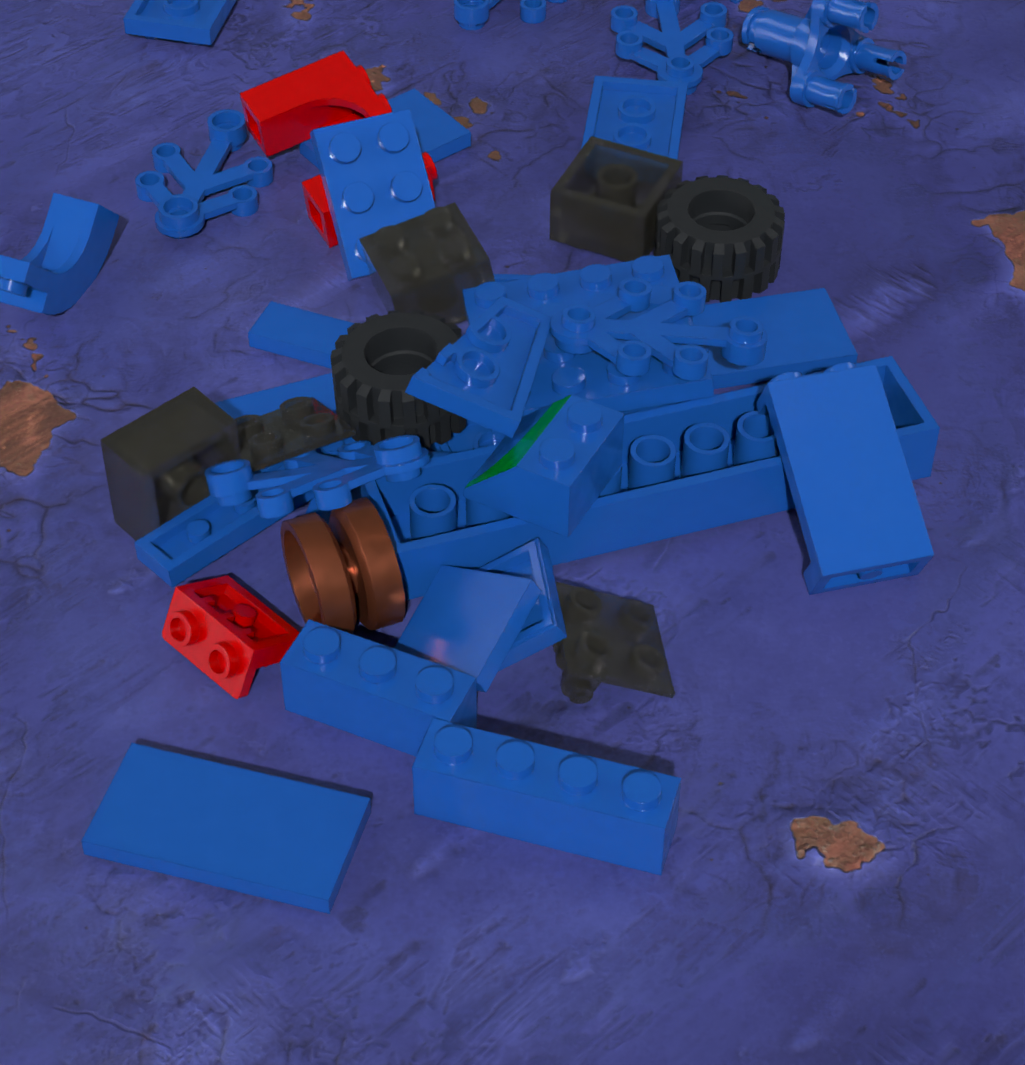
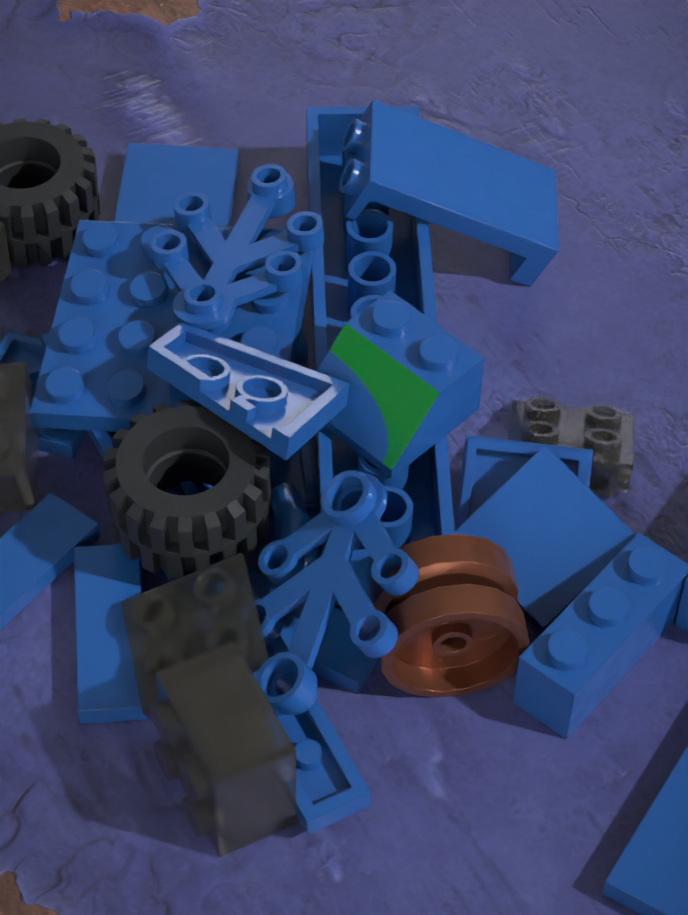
camera: 75 degrees left, 5 degrees up
(226, 632) = (466, 759): red bracket -> none

